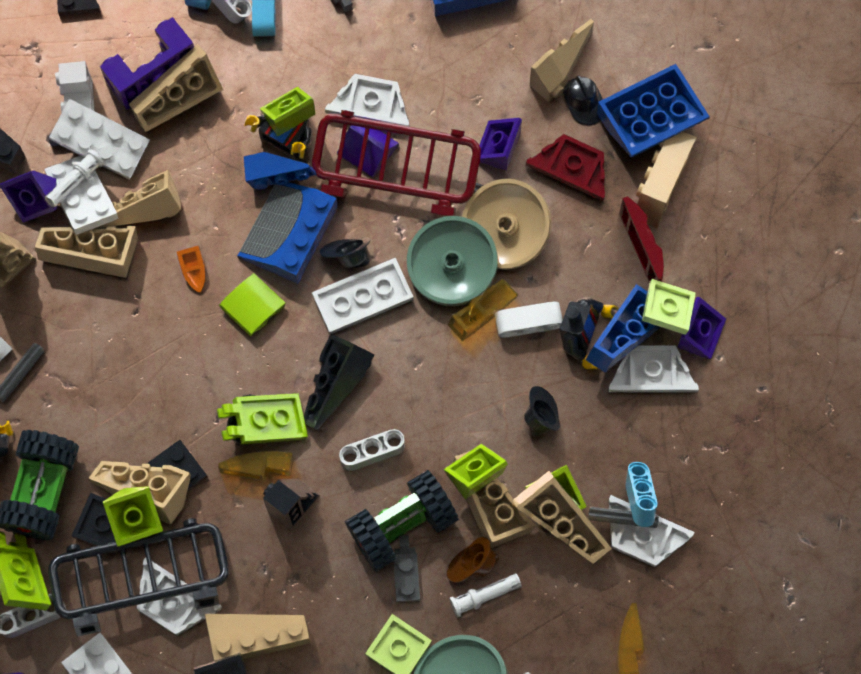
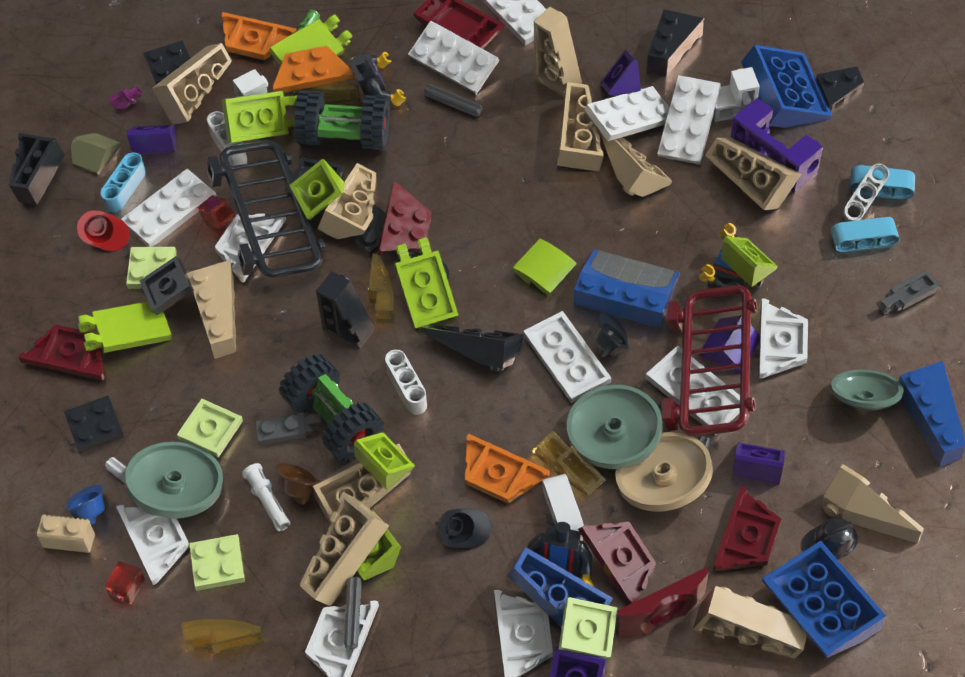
camera: 85 degrees right, 15 degrees down
(67, 40) = (787, 86): none -> blue slope
(80, 172) = (648, 104): white pin -> none
(131, 630) = (216, 212): none -> clear red brick
(178, 435) = (404, 221): none -> dark red wing
(192, 267) = (577, 212): orange plate -> none
(269, 169) = (685, 260): blue slope -> none
(400, 207) = (667, 378): none -> white plate
(441, 36) = (866, 389): none -> sand green dish
(481, 374) = (499, 471): none -> orange wing
(549, 646) = (217, 562): none -> yellowish green plate
(590, 273) = (621, 557): none -> wing
(641, 494) = (366, 627): medium azure beam -> none

